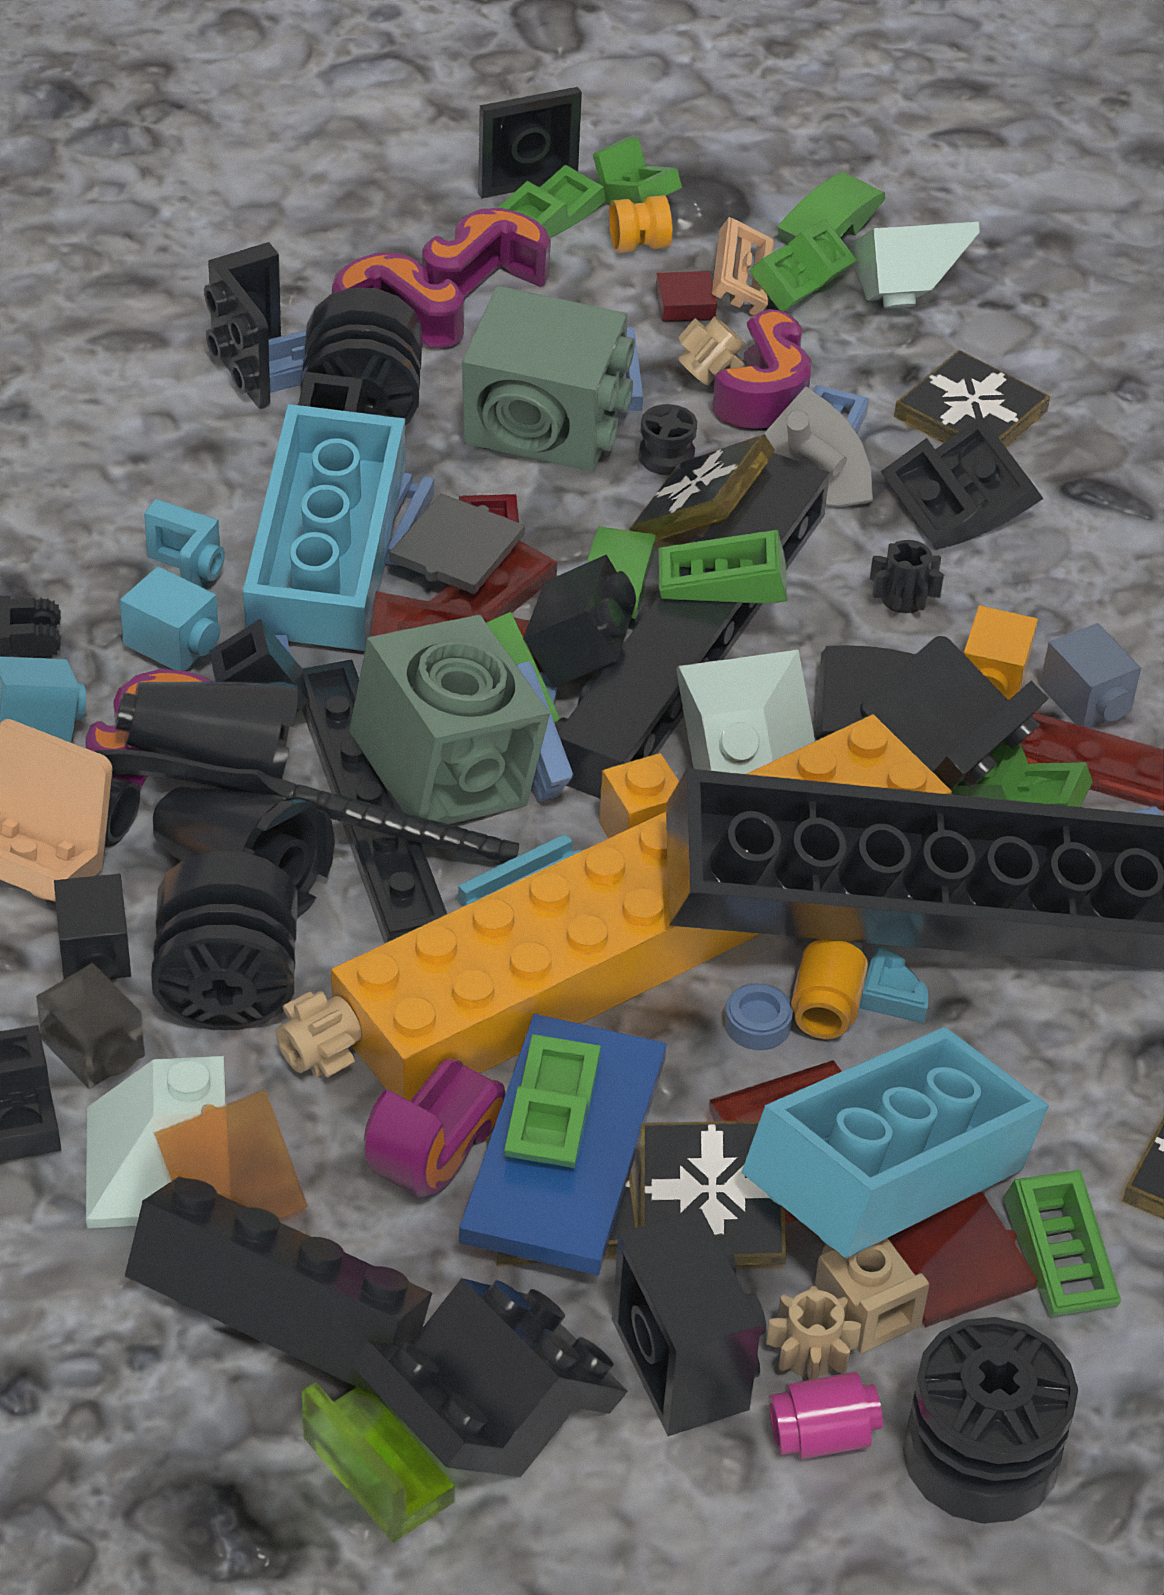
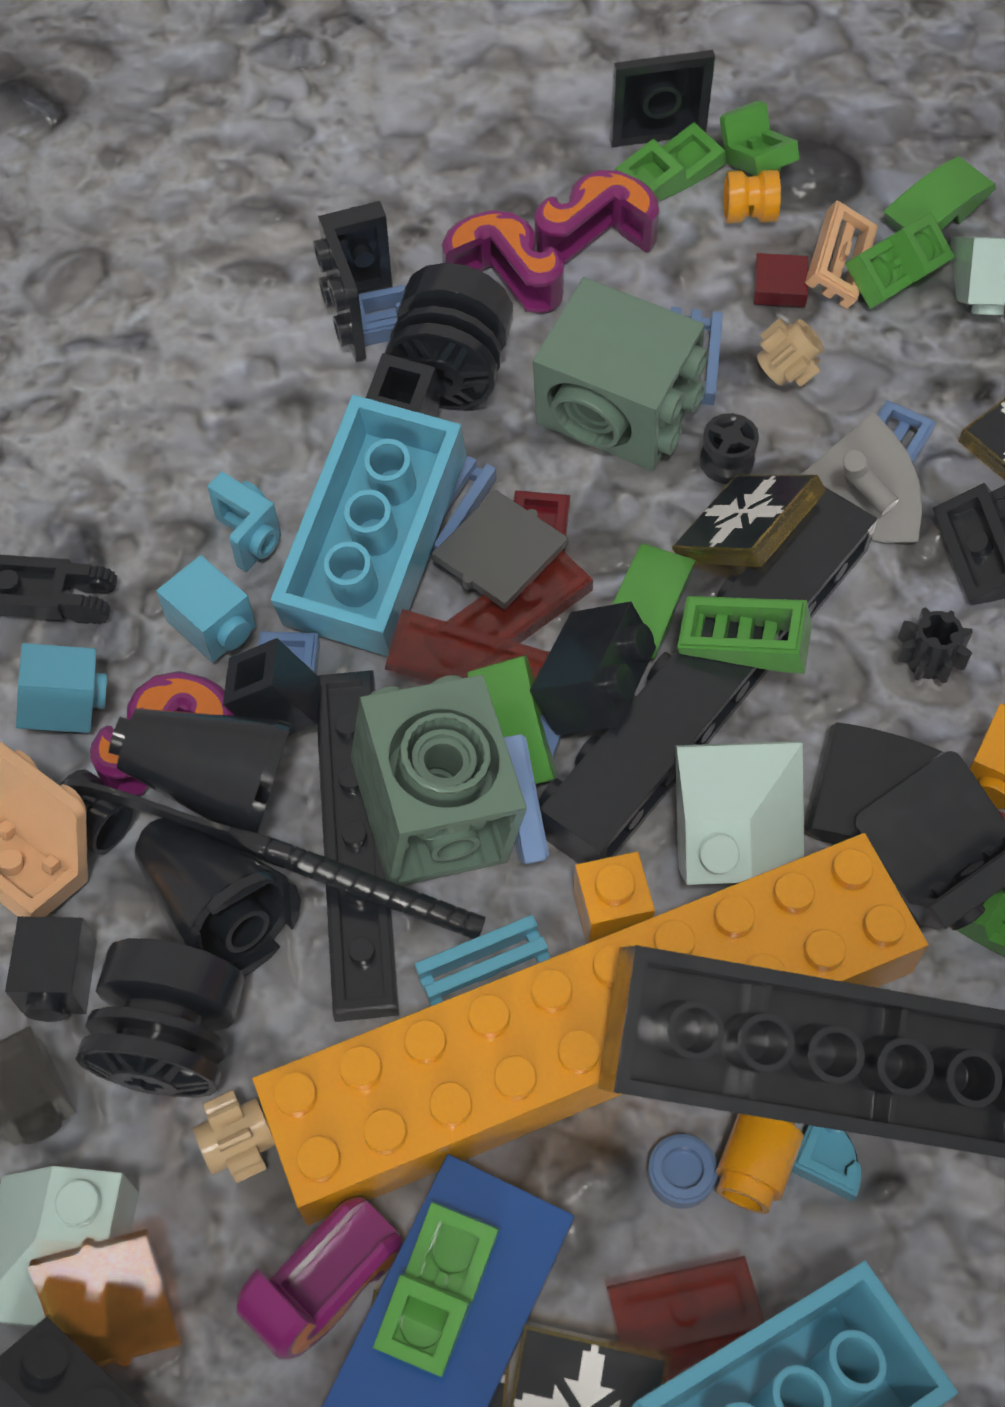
camera: 15 degrees right, 15 degrees up
(774, 376) = (853, 386): magenta animal -> none

